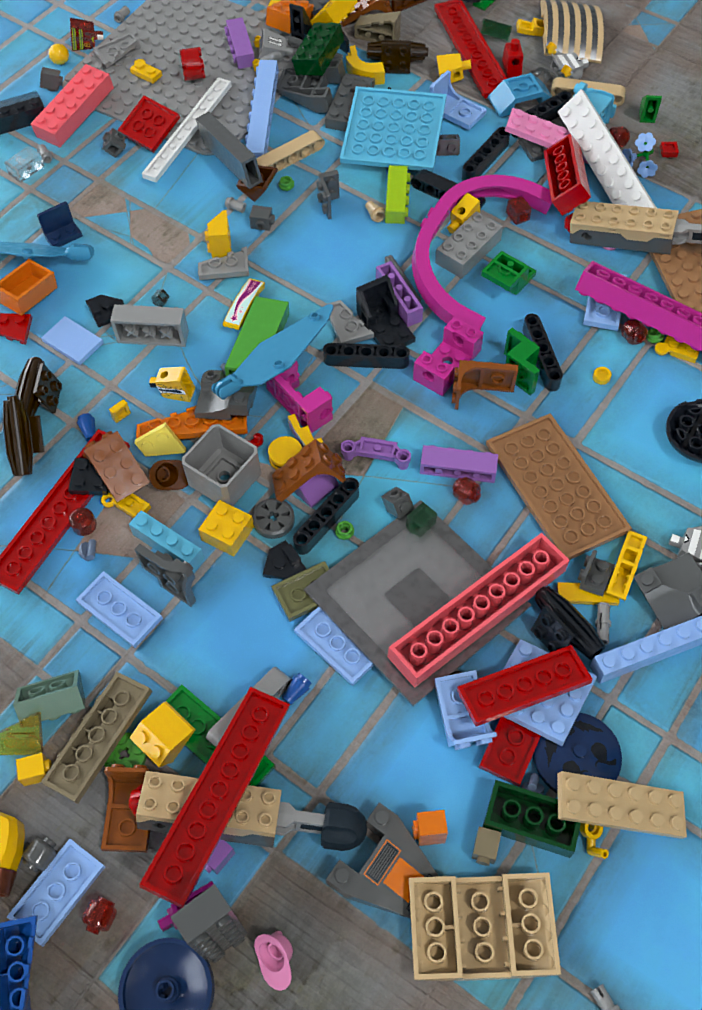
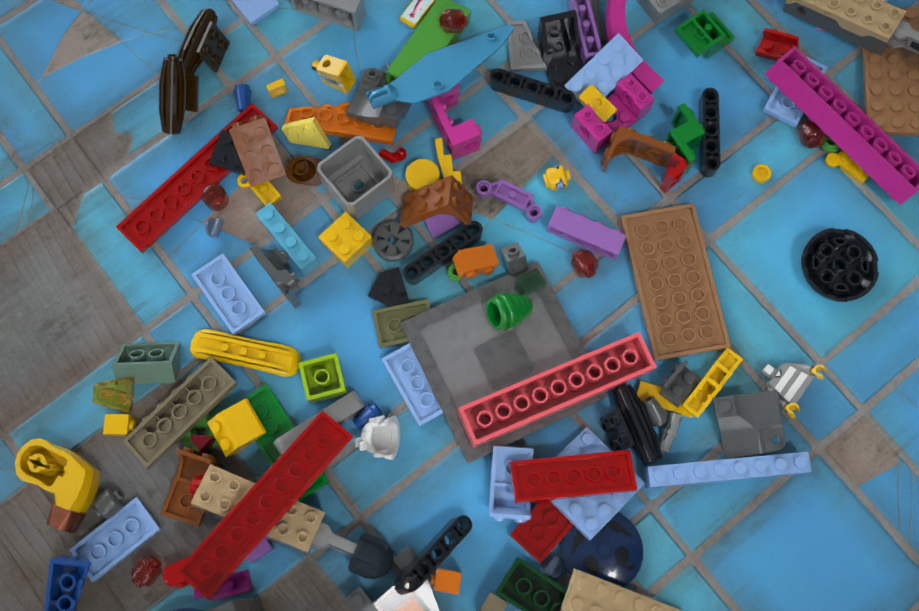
camera: 15 degrees right, 15 degrees up
(129, 757) = (202, 442): none -> dark red slope
(137, 907) = (172, 578): none -> red brick
(151, 660) = (245, 352): none -> yellow piece
(240, 662) = (323, 378): none -> lime brick
(275, 311) = (453, 21): none -> clear red head
(316, 703) = (380, 437): none -> white helmet
(361, 513) = (475, 261): none -> orange brick
(407, 547) = (508, 310): none -> green piece
(407, 804) = (426, 559): none -> black beam
(414, 423) = (556, 178): none -> yellow head
(429, 321) = (606, 68): none -> light blue plate
(432, 347) = (598, 103): none -> yellow plate
(523, 390) = (674, 172): none -> red bracket
(573, 266) = (776, 44): none -> red bracket
(583, 605) = (655, 411): none -> dark grey cone

